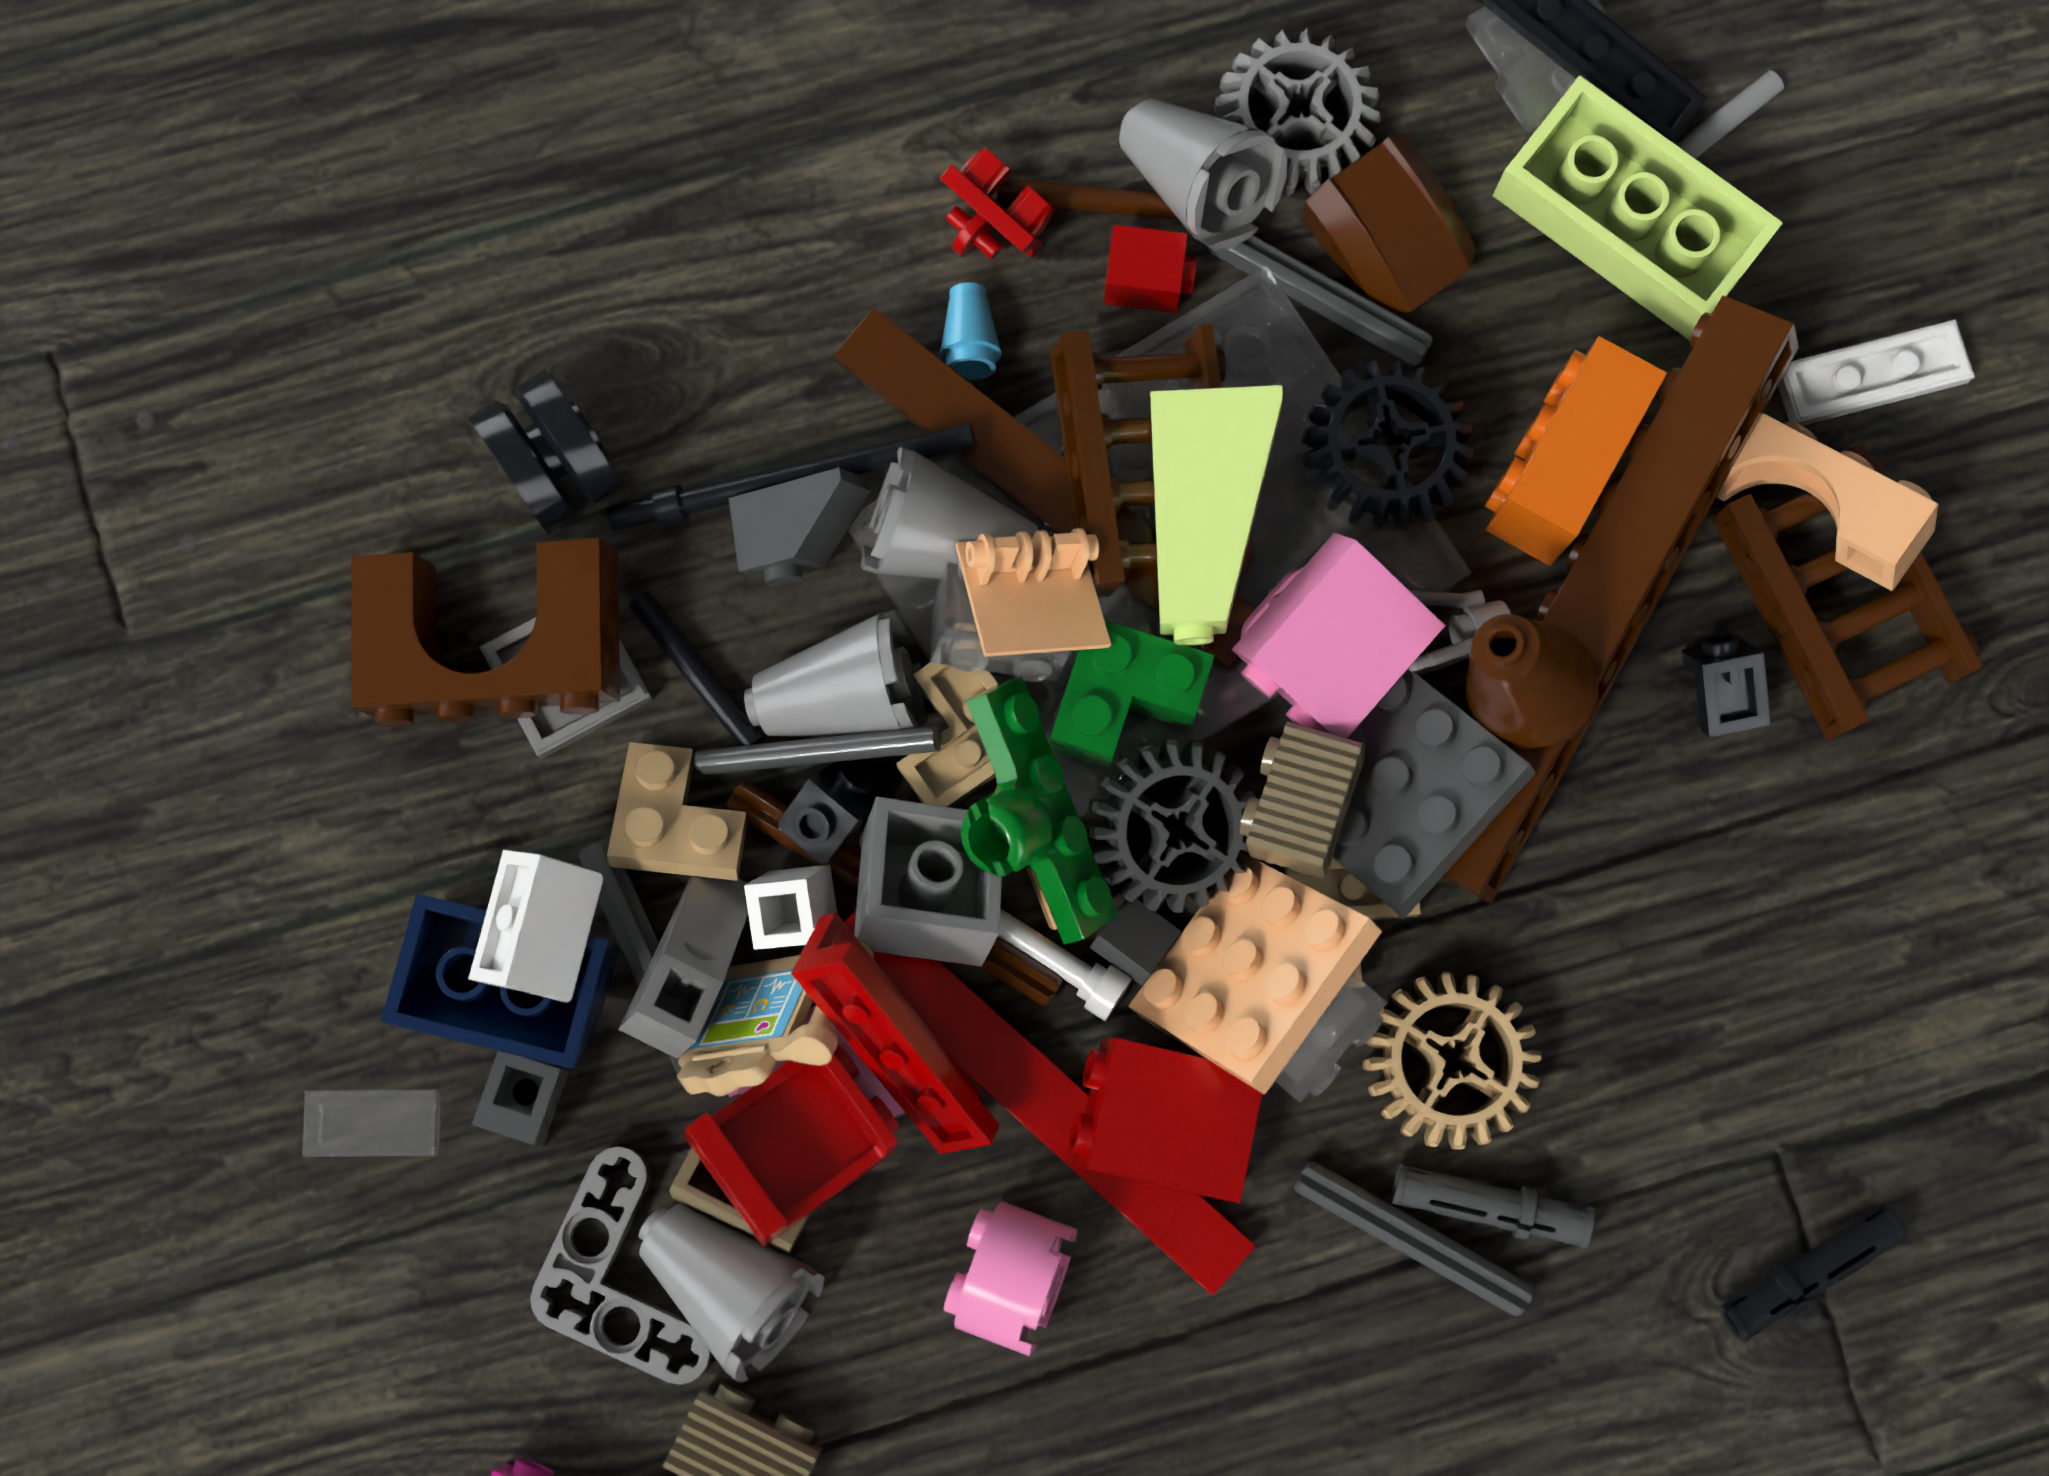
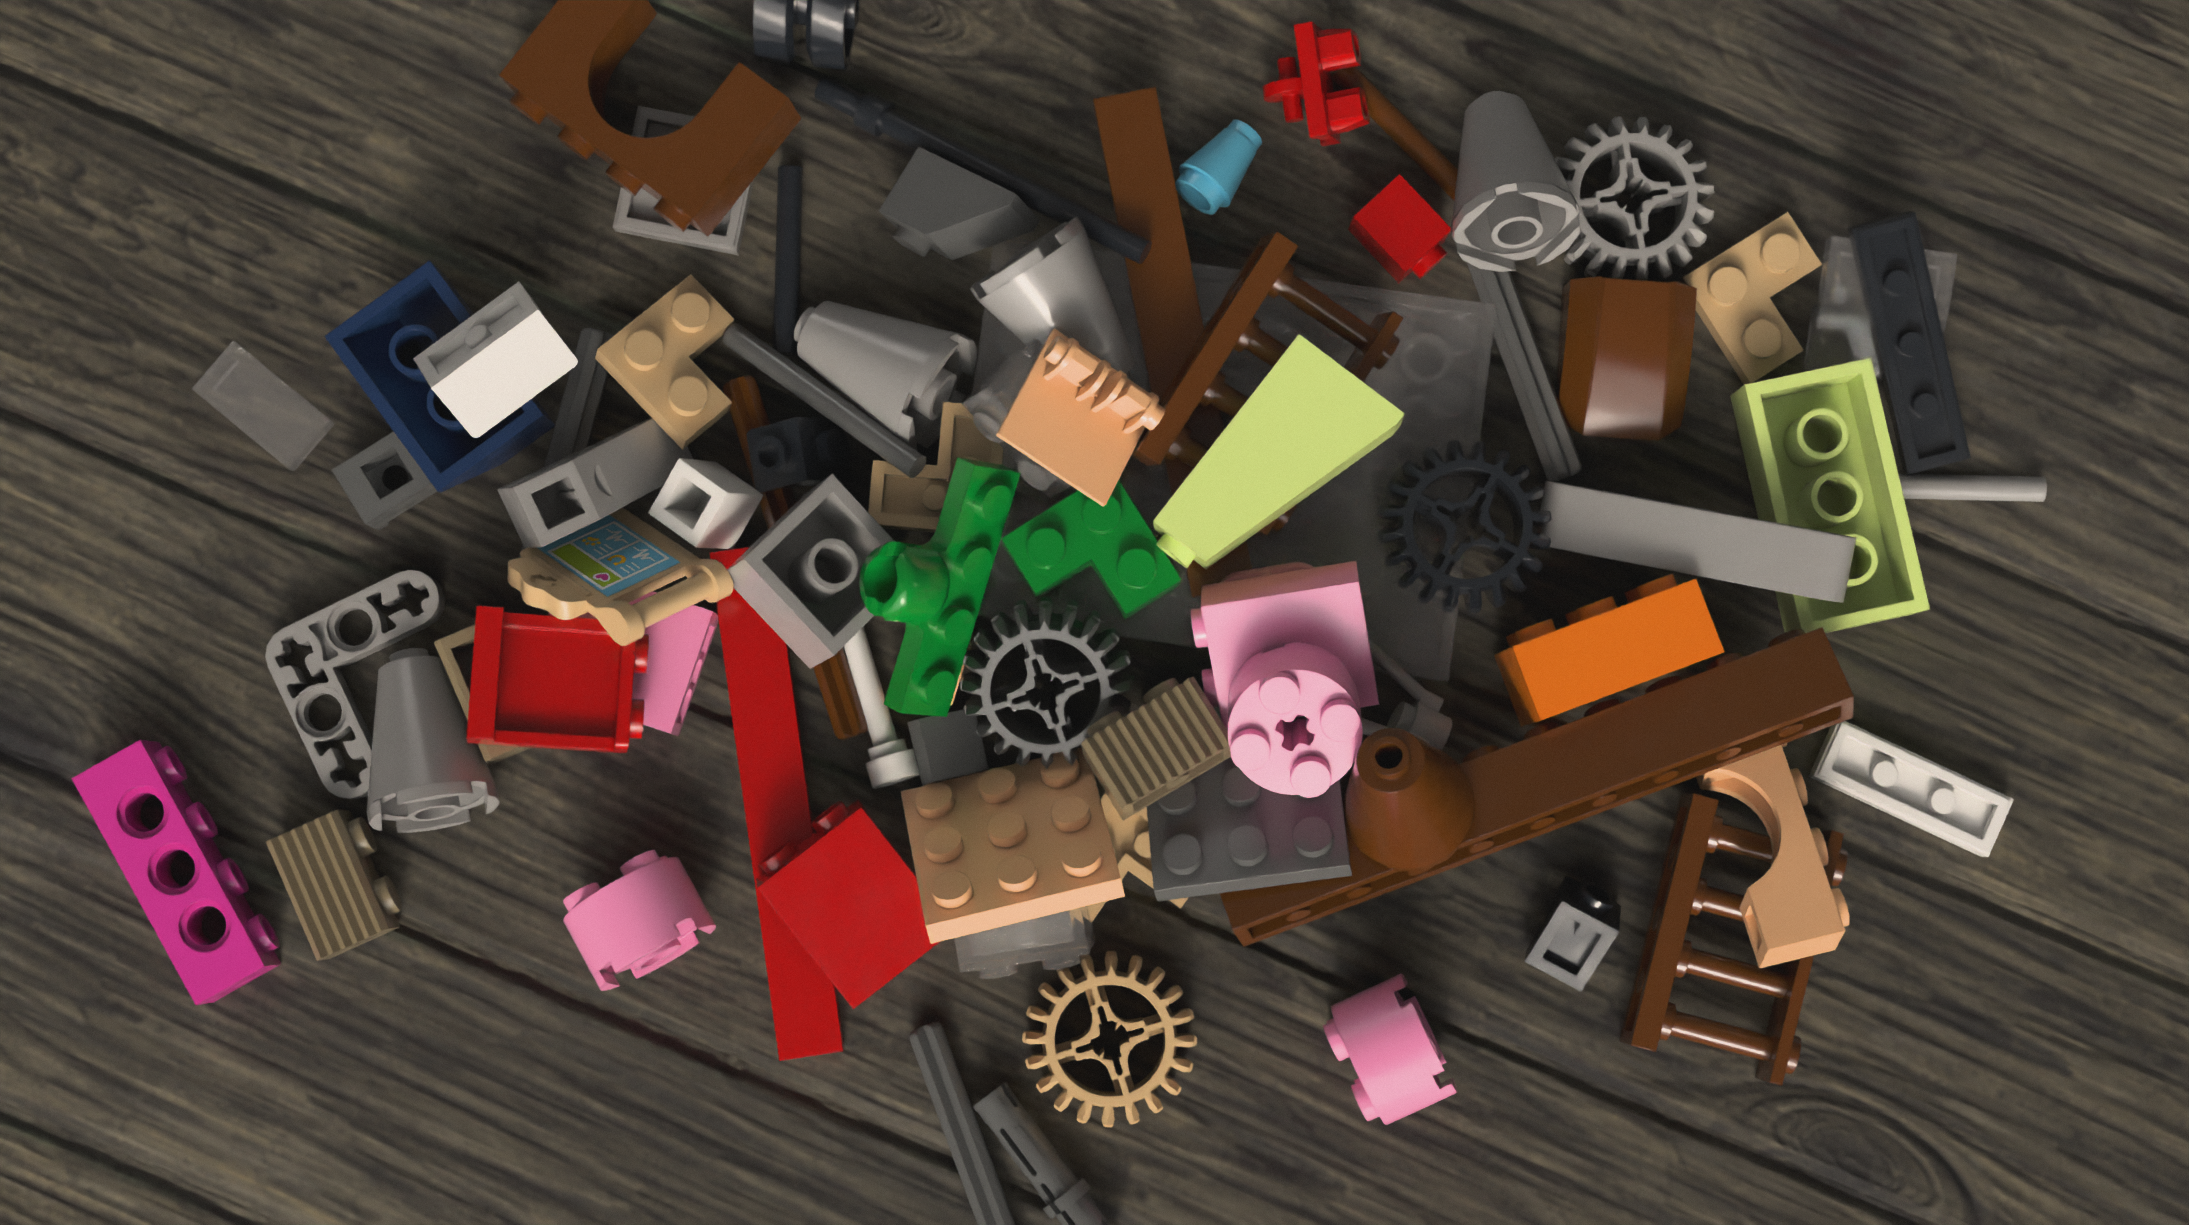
camera: 35 degrees right, 5 degrees up
(892, 1039) = (692, 666): red fence -> none
(1404, 656) = (1265, 700): none -> bright pink brick
(1436, 118) = (1737, 293): none -> tan plate
(1573, 310) = (1698, 541): none -> light grey beam
(1675, 886) = (1389, 1050): none -> bright pink brick

